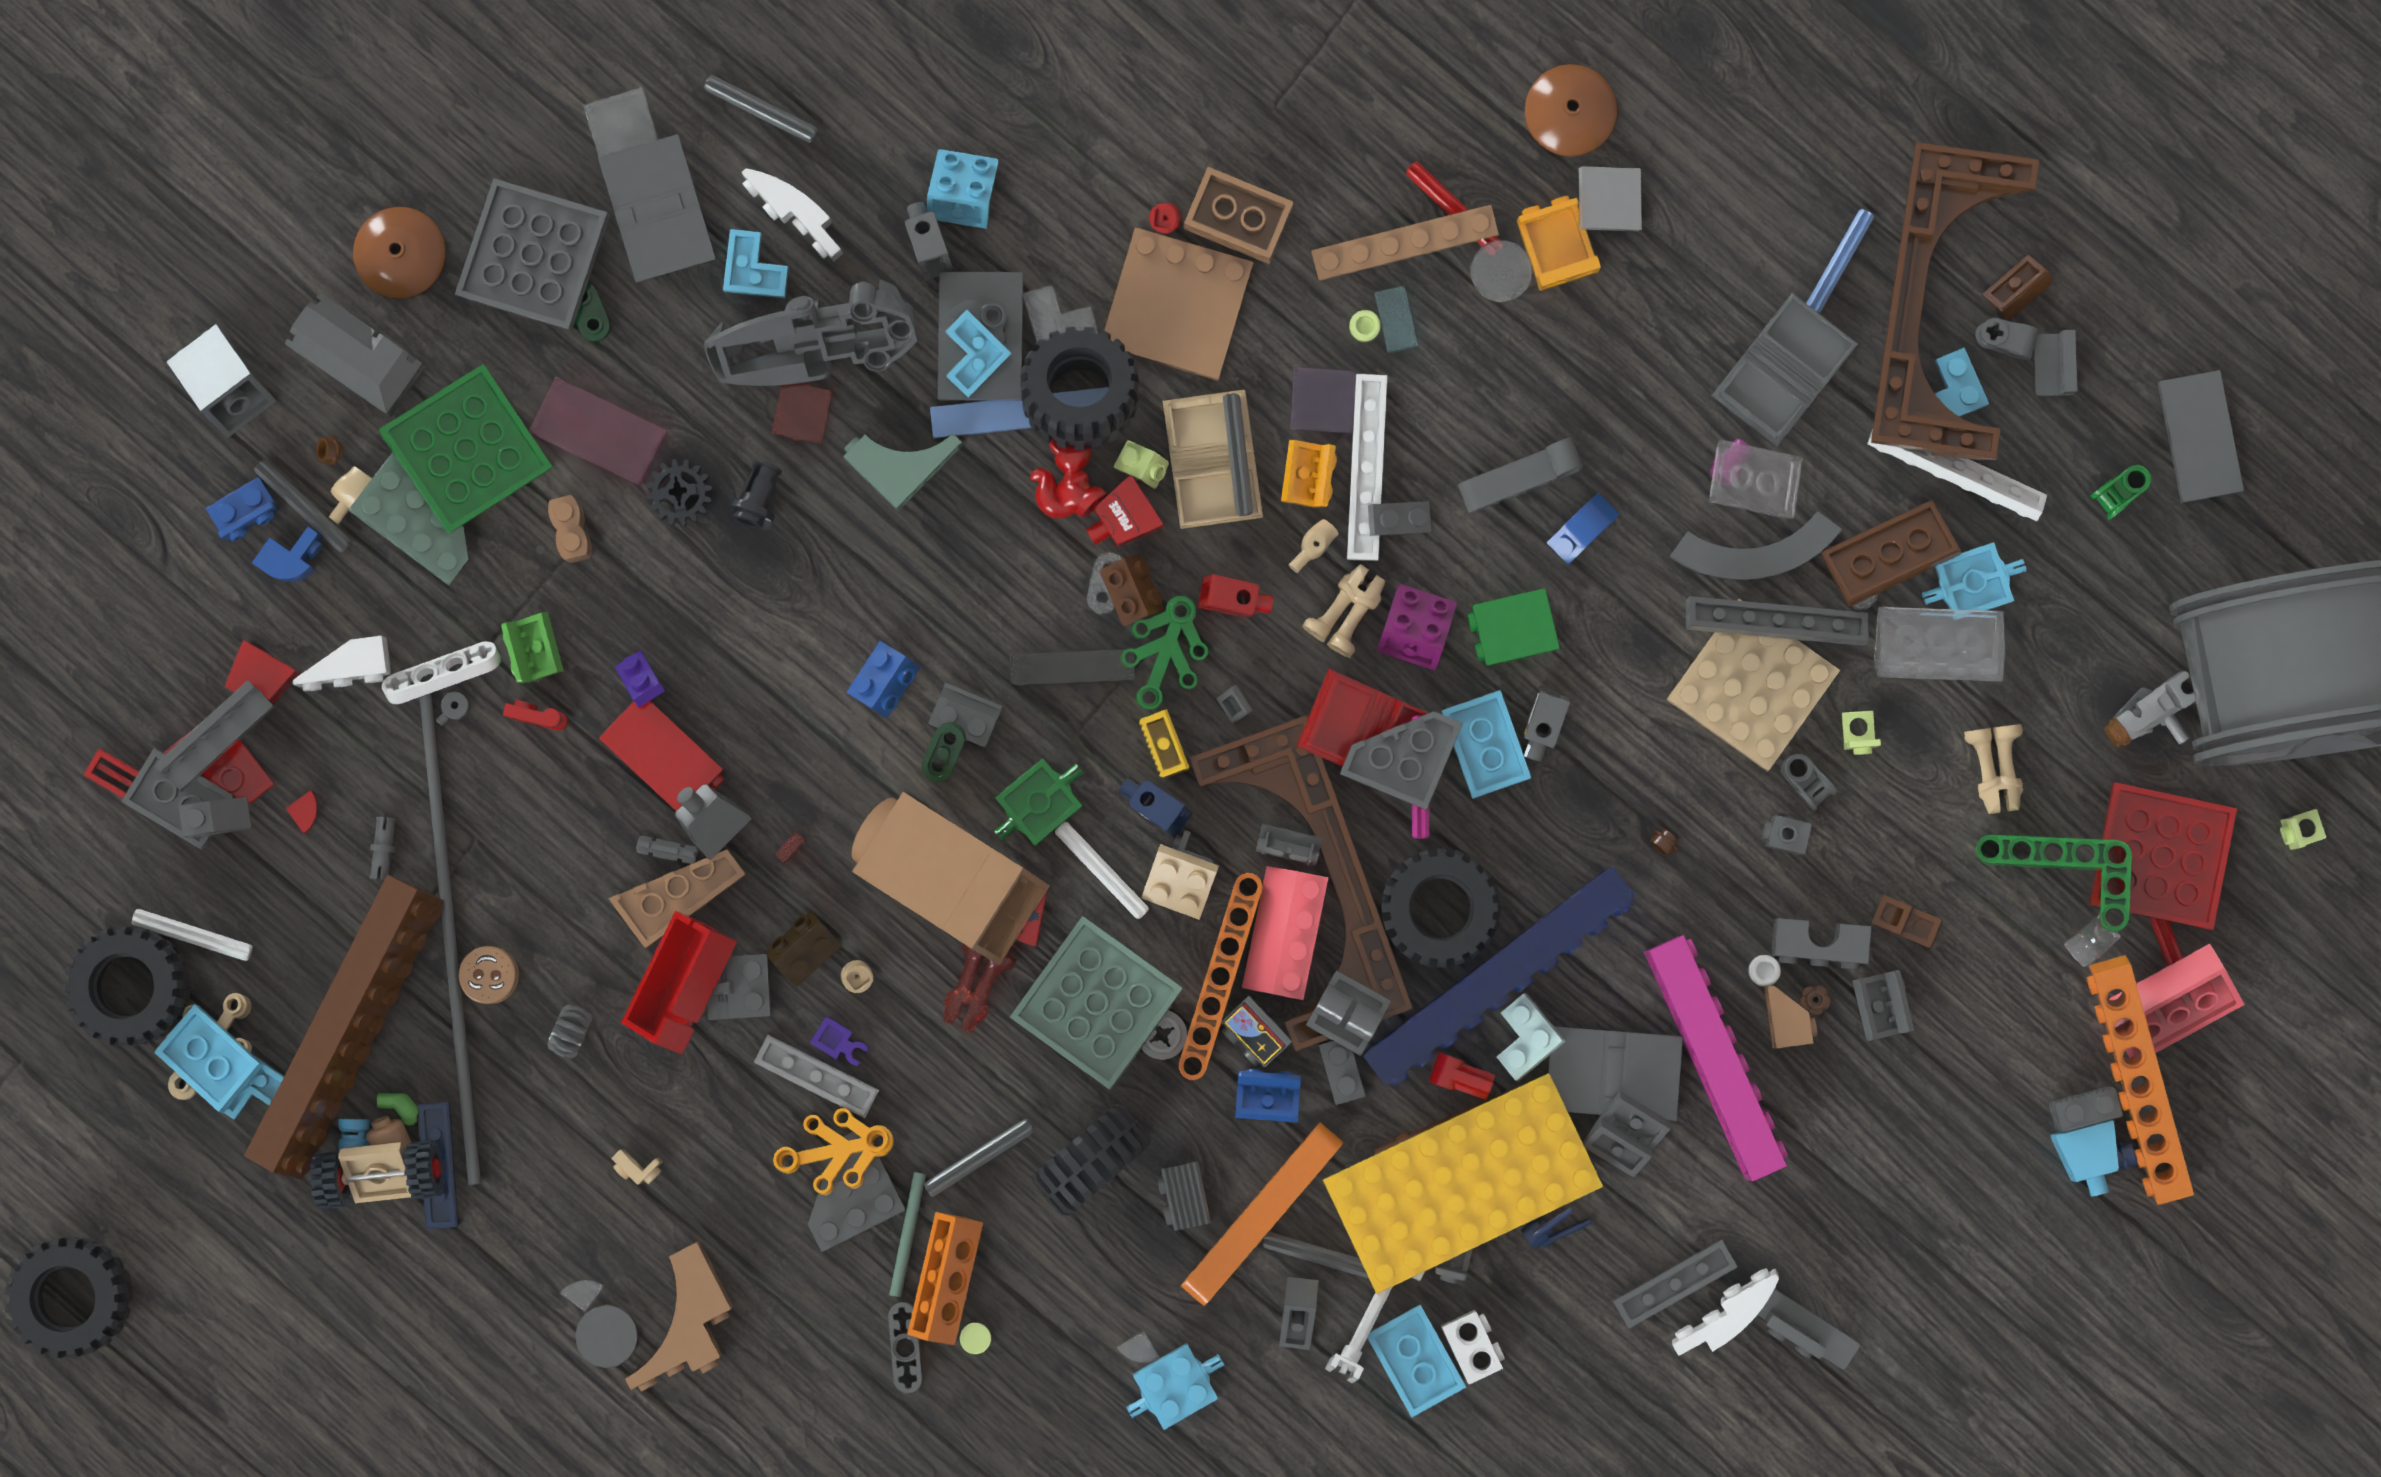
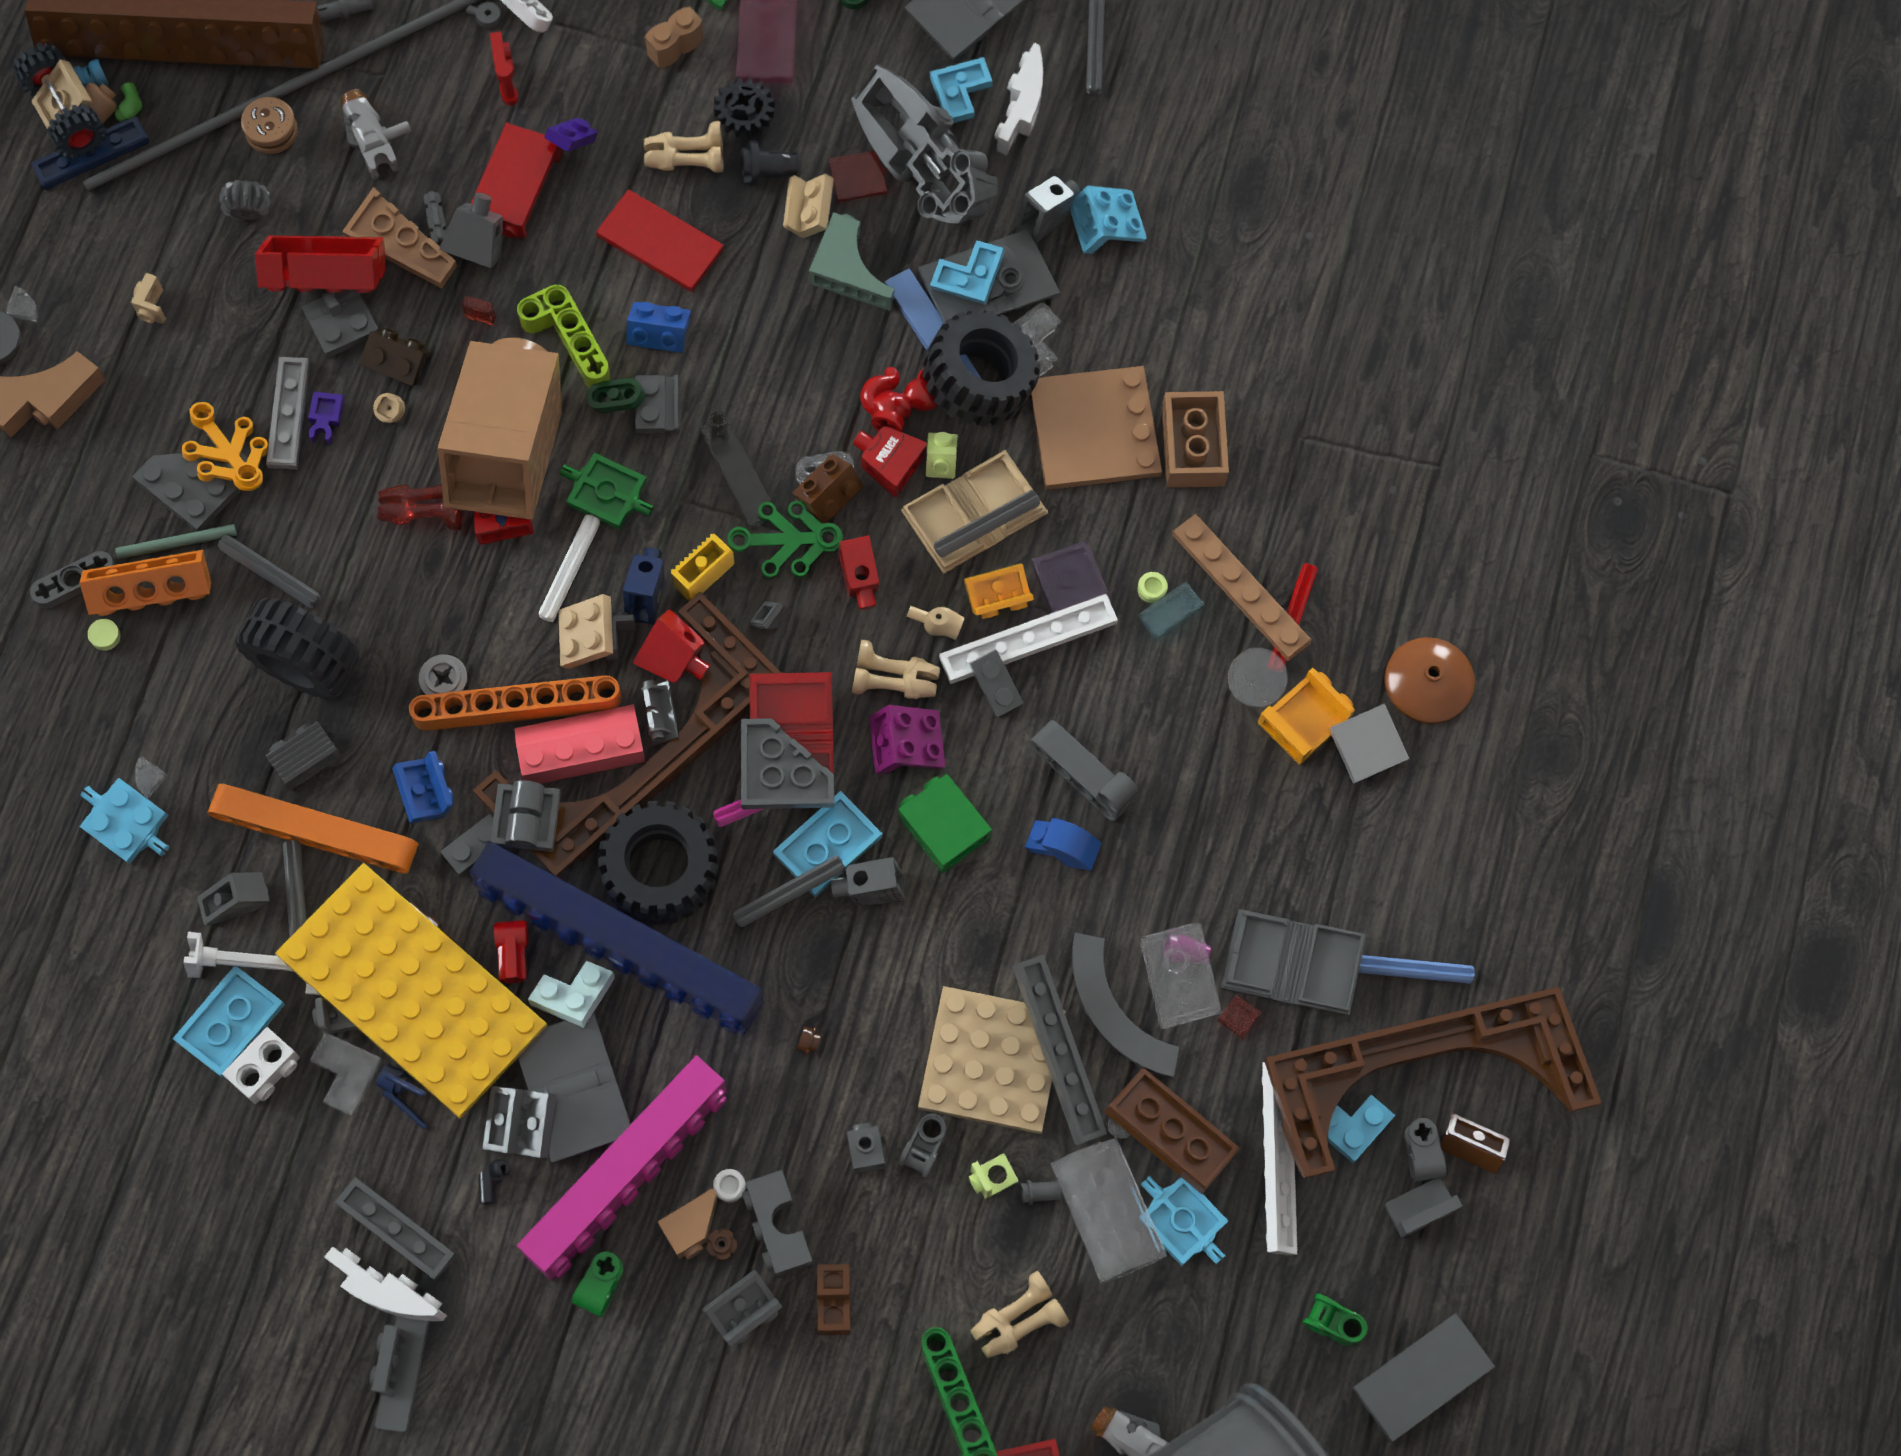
camera: 60 degrees right, 15 degrees down
(532, 648) = (560, 48): bright green bracket -> none
(540, 881) = (367, 134): none -> light grey piece
(689, 582) = (664, 148): none -> tan piece
(788, 638) = (660, 240): none -> red tile
(819, 476) = (808, 205): none -> tan bracket
(862, 771) = (574, 338): none -> lime beam
(1096, 1003) = (447, 609): sand green plate -> none
(1165, 218) = (1163, 383): red tile -> none
(1236, 808) = (672, 650): none -> red torso
(1256, 1032) = (478, 751): slope -> none
(1511, 1264) = (353, 1068): none -> clear plate
(1519, 800) = (789, 891): none -> dark grey axle
(1664, 1182) = (489, 1178): none -> black arm
(1807, 1126) = (596, 1289): none -> green piece
(1811, 443) = (1239, 1016): none -> clear red tile
(1892, 696) = (1040, 1191): none -> dark grey pin

